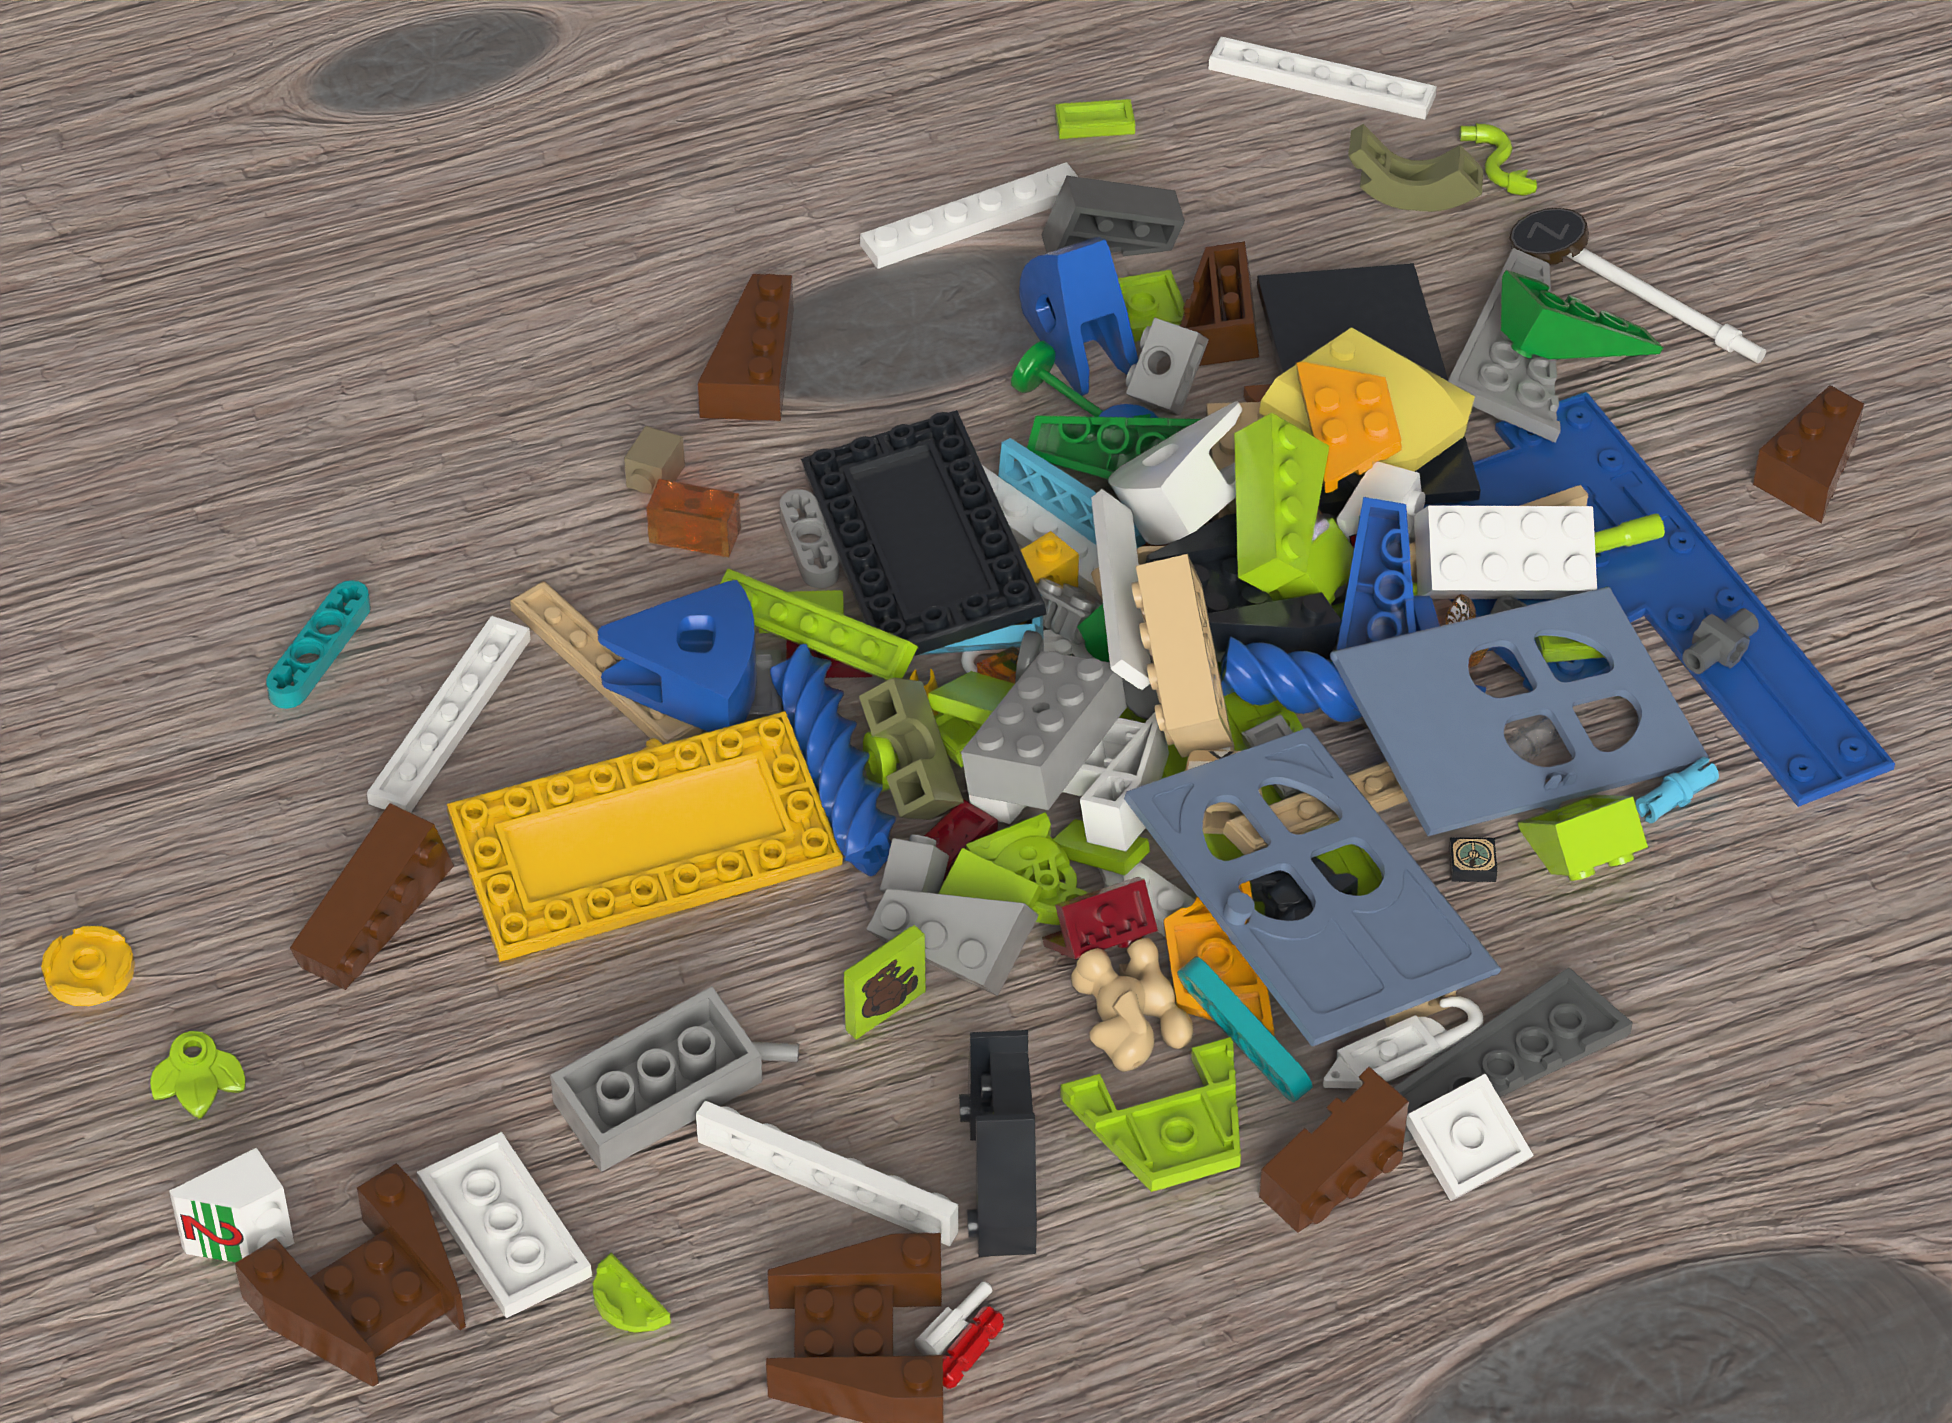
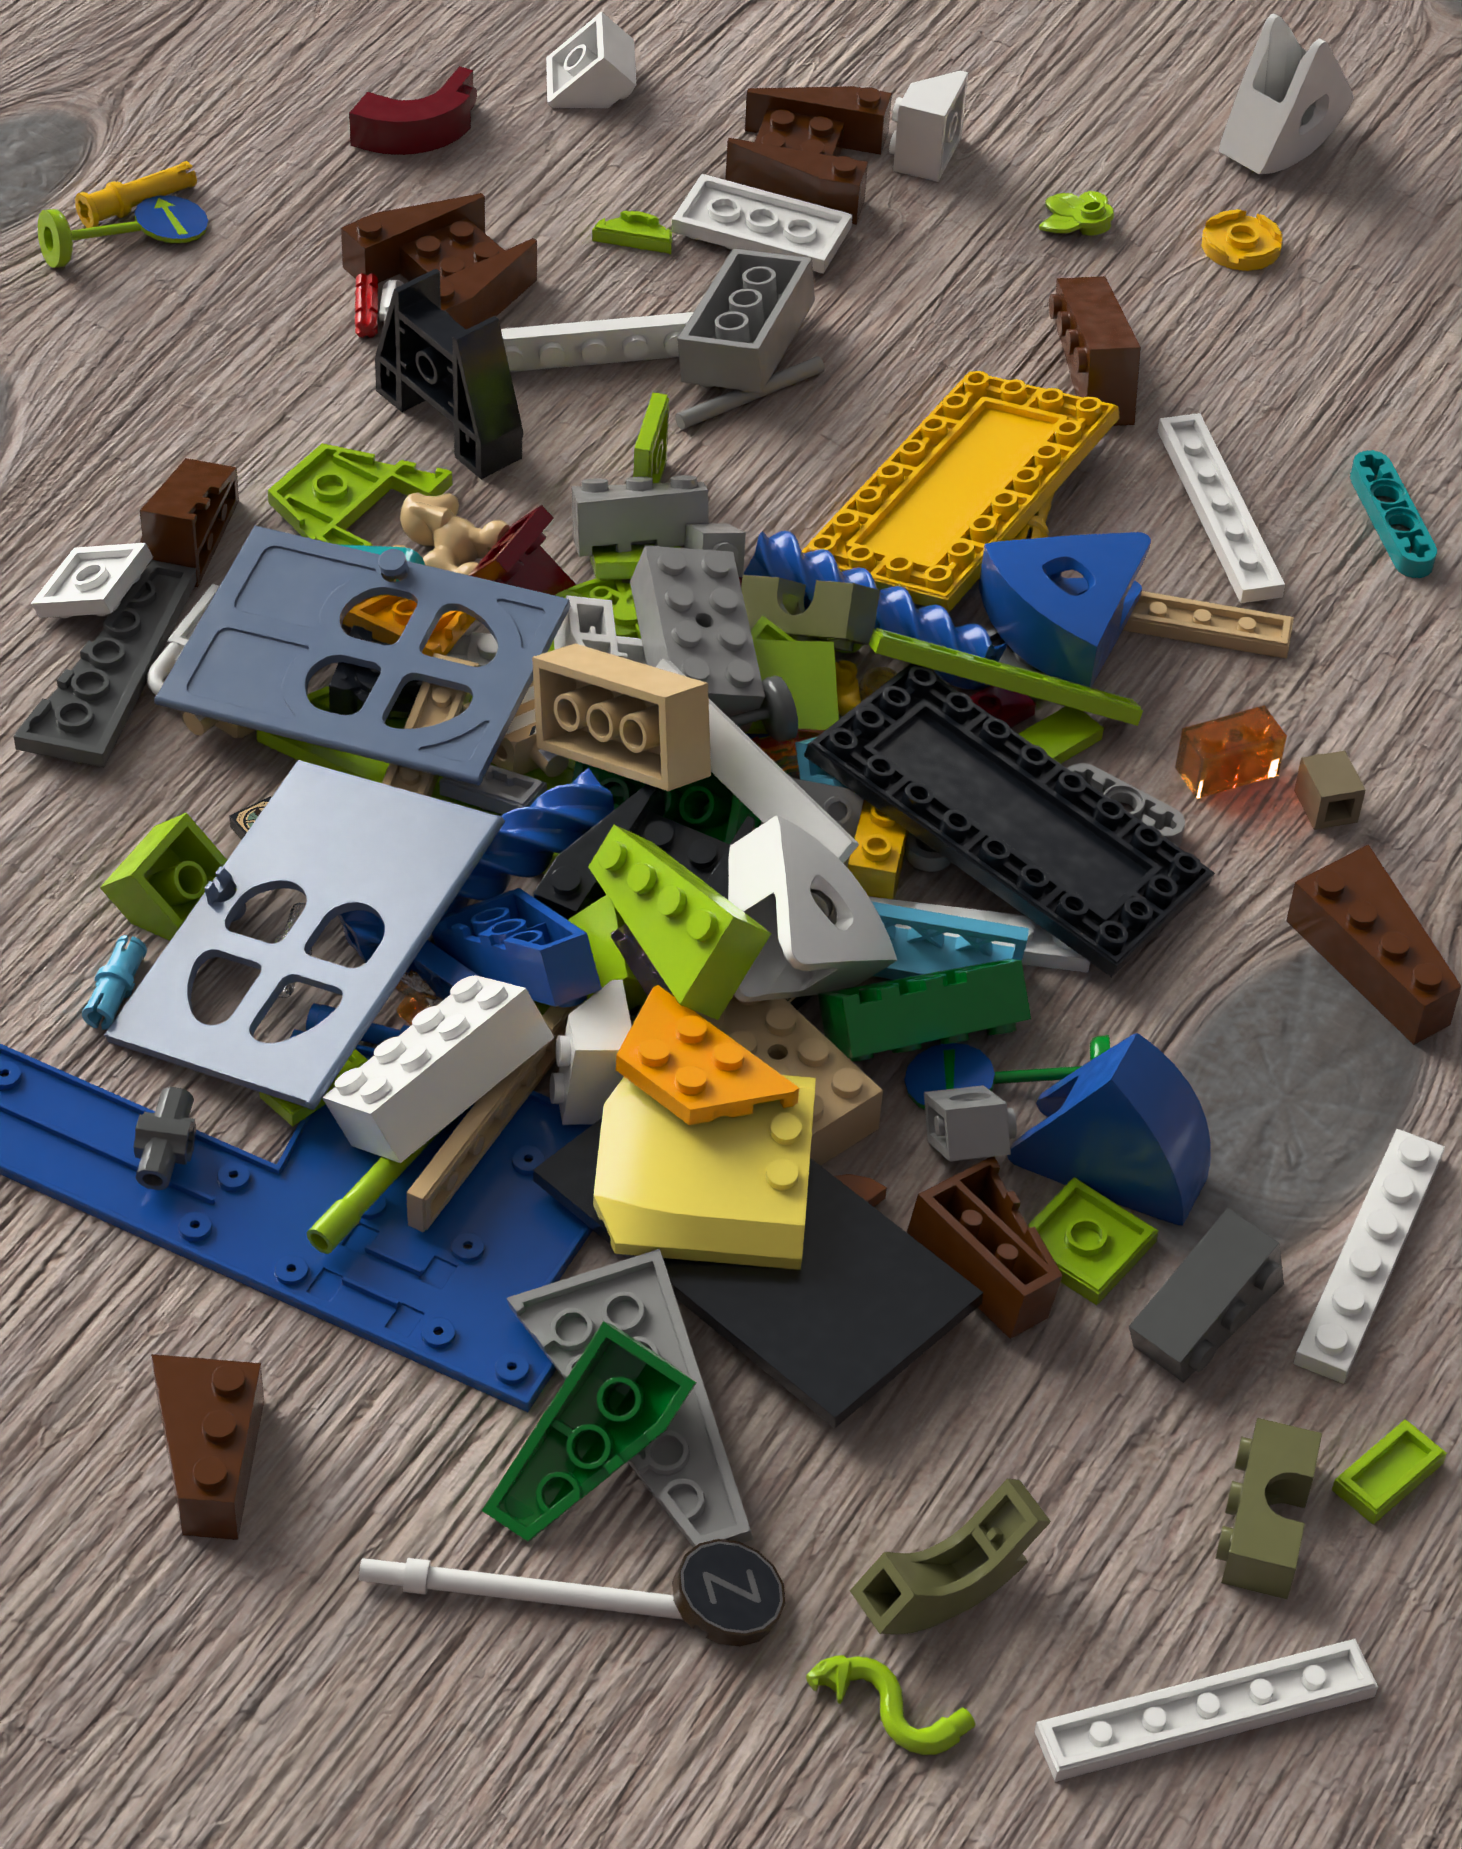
camera: 140 degrees right, 0 degrees up
(1169, 139) = (1262, 1545): none -> olive arch

